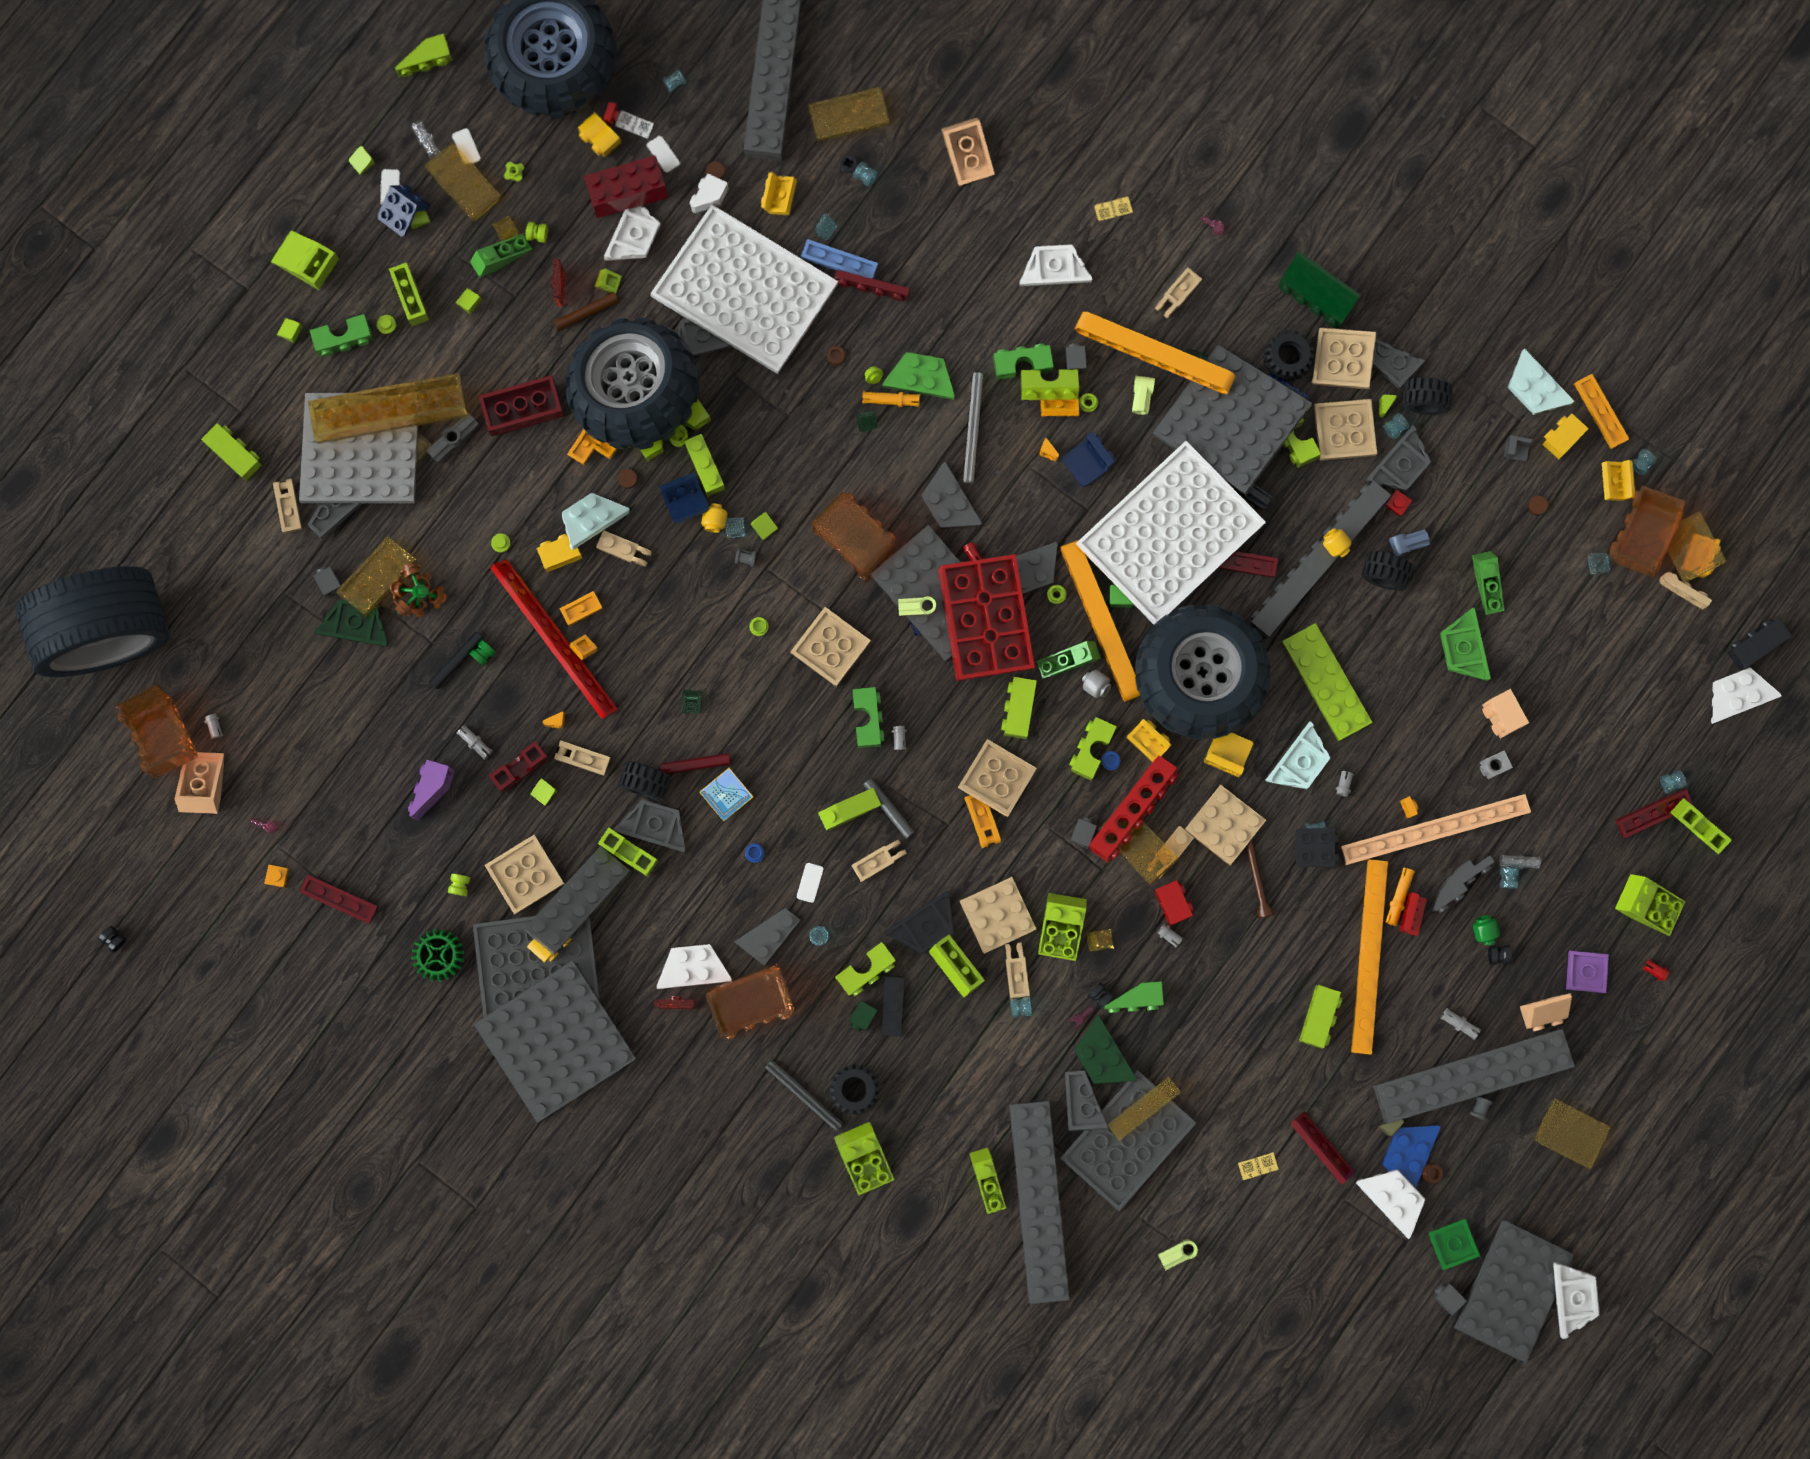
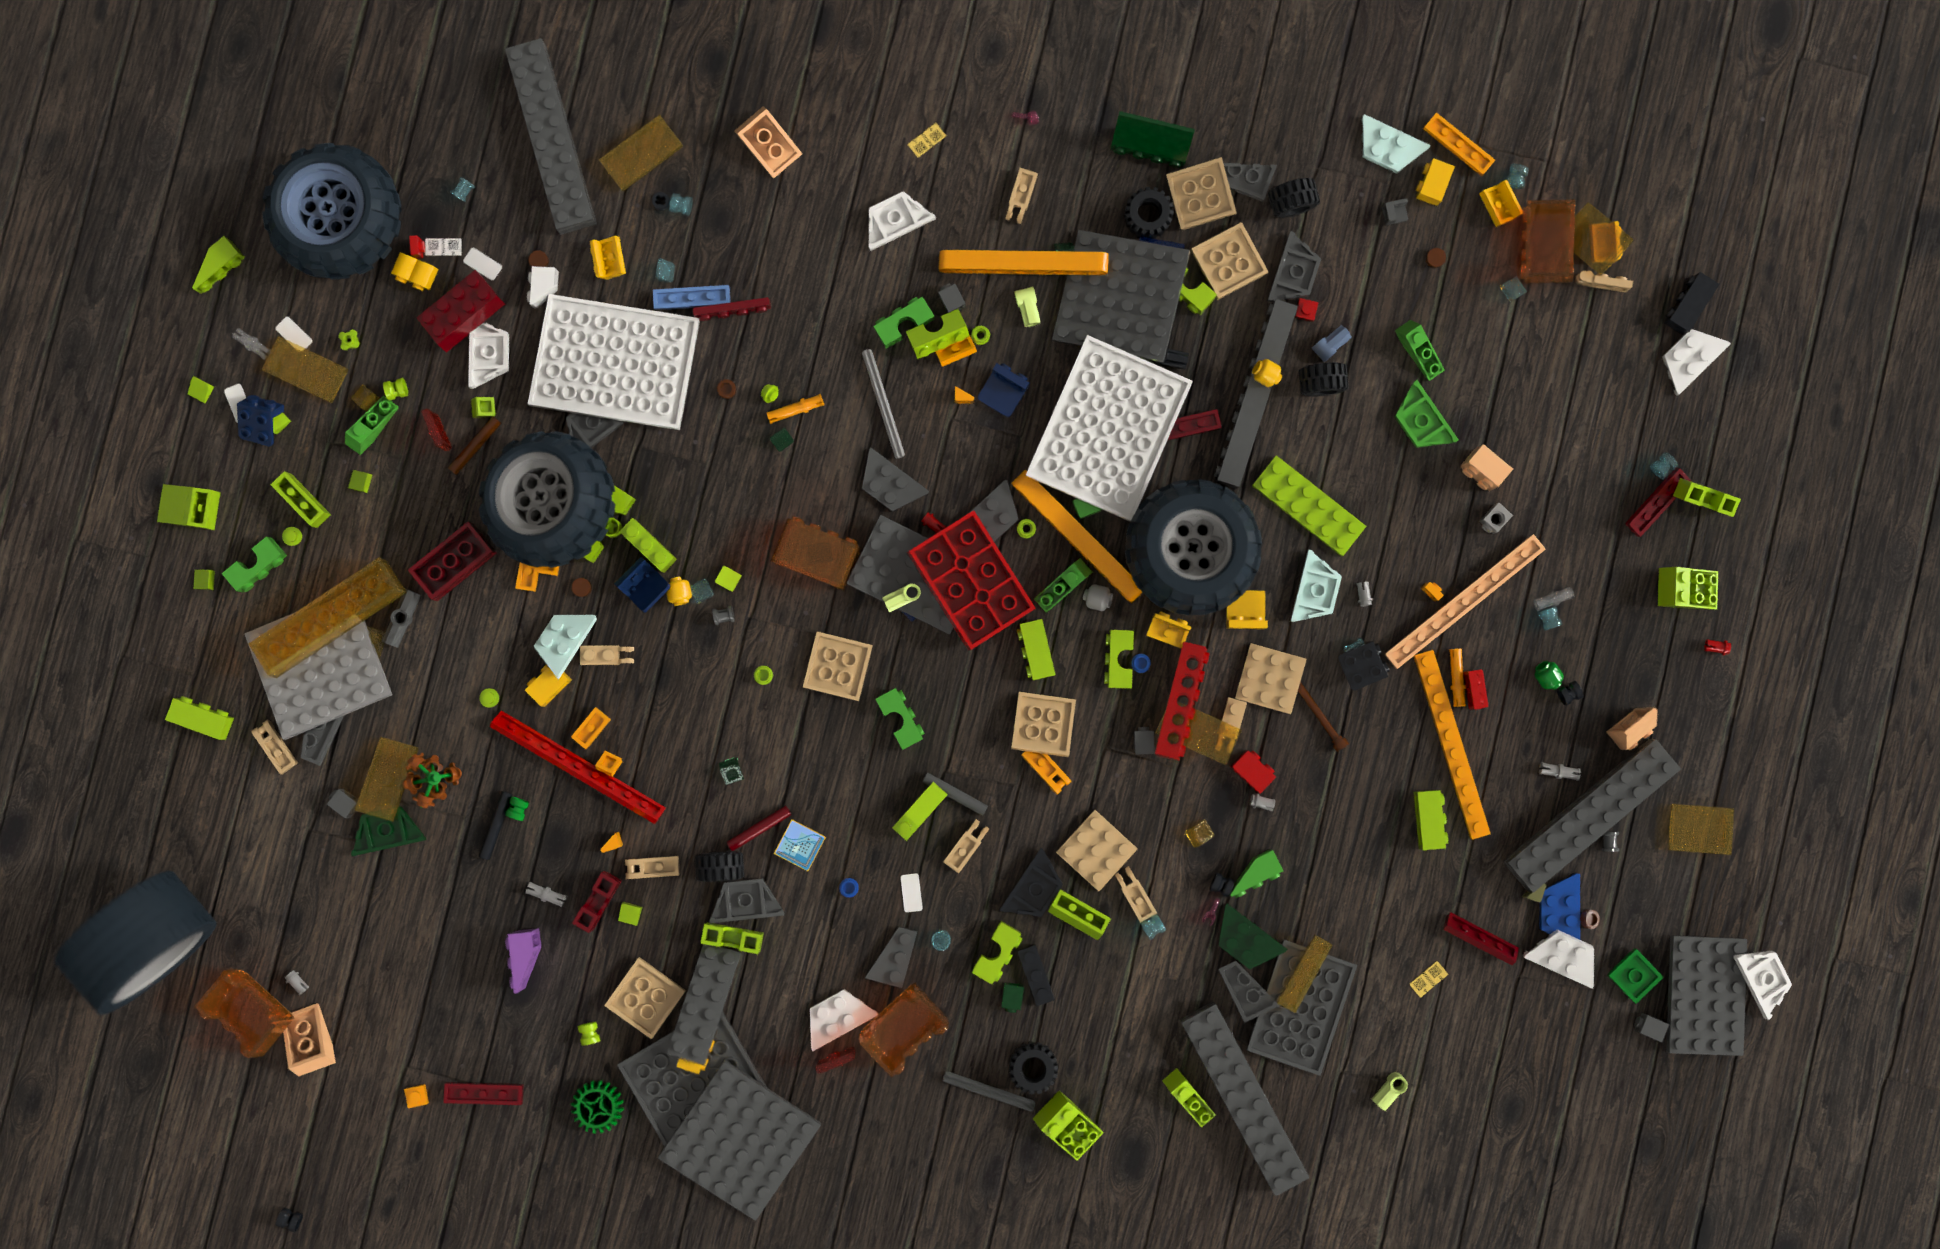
camera: 20 degrees left, 5 degrees up
(269, 826) = (389, 1053): clear pink hand -> none
(899, 737) = (937, 724): light grey pin -> none
(921, 375) = (814, 374): bright green wing -> none
(1062, 926) = (1160, 836): lime slope -> none
(1385, 403) = (1256, 221): lime slope -> none
(1396, 425) = (1275, 237): clear light blue wheel -> none
(1453, 886) = (1502, 646): dark grey slope -> none
(1587, 971) = (1655, 674): medium lavender tile -> none

